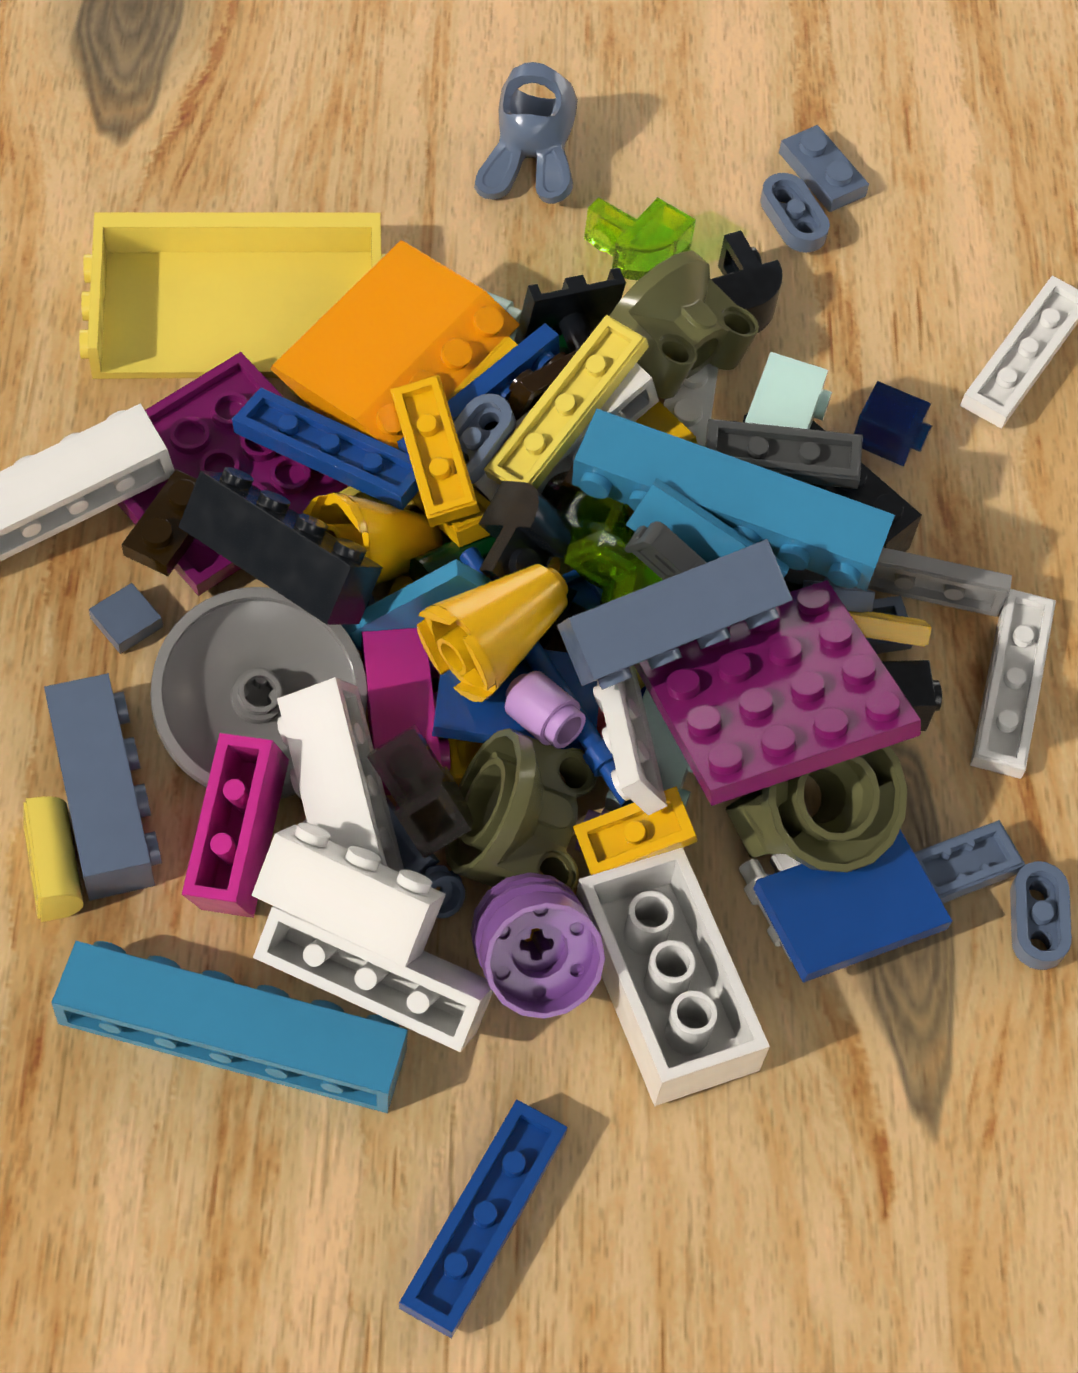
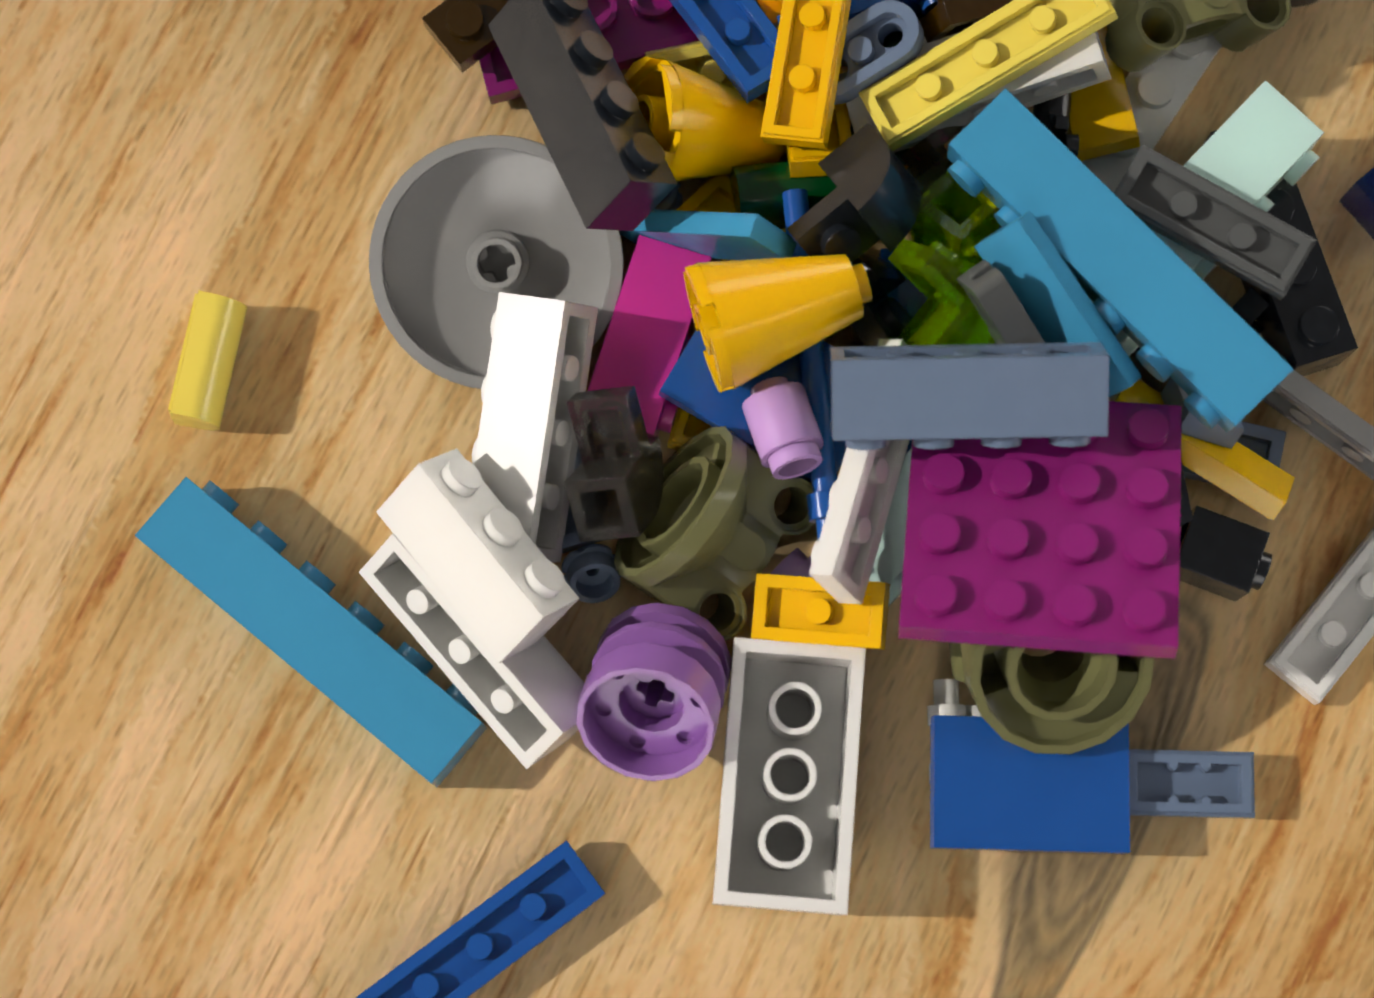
camera: 30 degrees right, 20 degrees up
(100, 787) = (289, 298): sand blue brick -> none
(126, 618) = (401, 101): sand blue tile -> none
(235, 824) = (402, 412): dark pink brick -> none
(1040, 919) = (1244, 883): sand blue plate -> none

